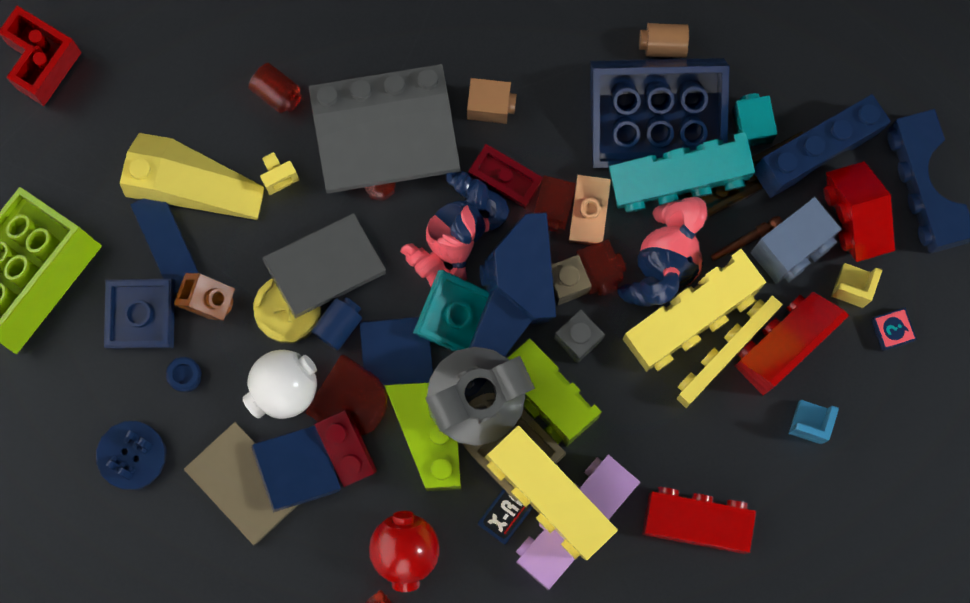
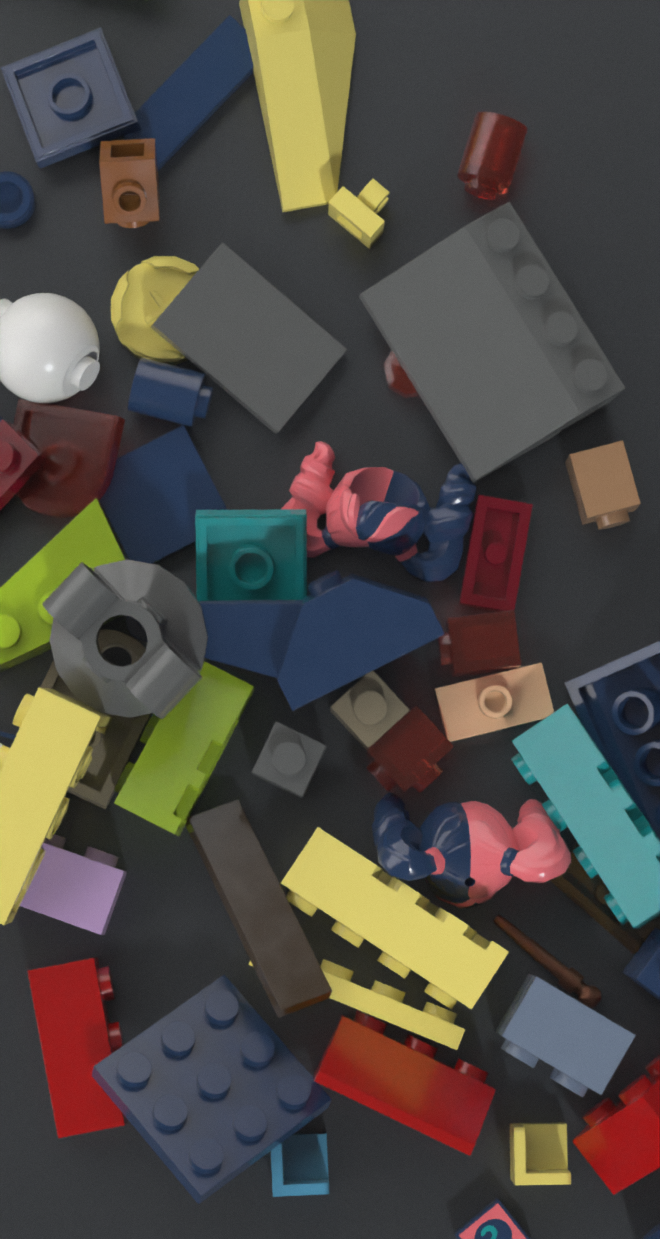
camera: 65 degrees right, 5 degrees up
(659, 385) = (258, 908): none -> dark brown tile
(753, 452) = (211, 1088): none -> dark blue plate

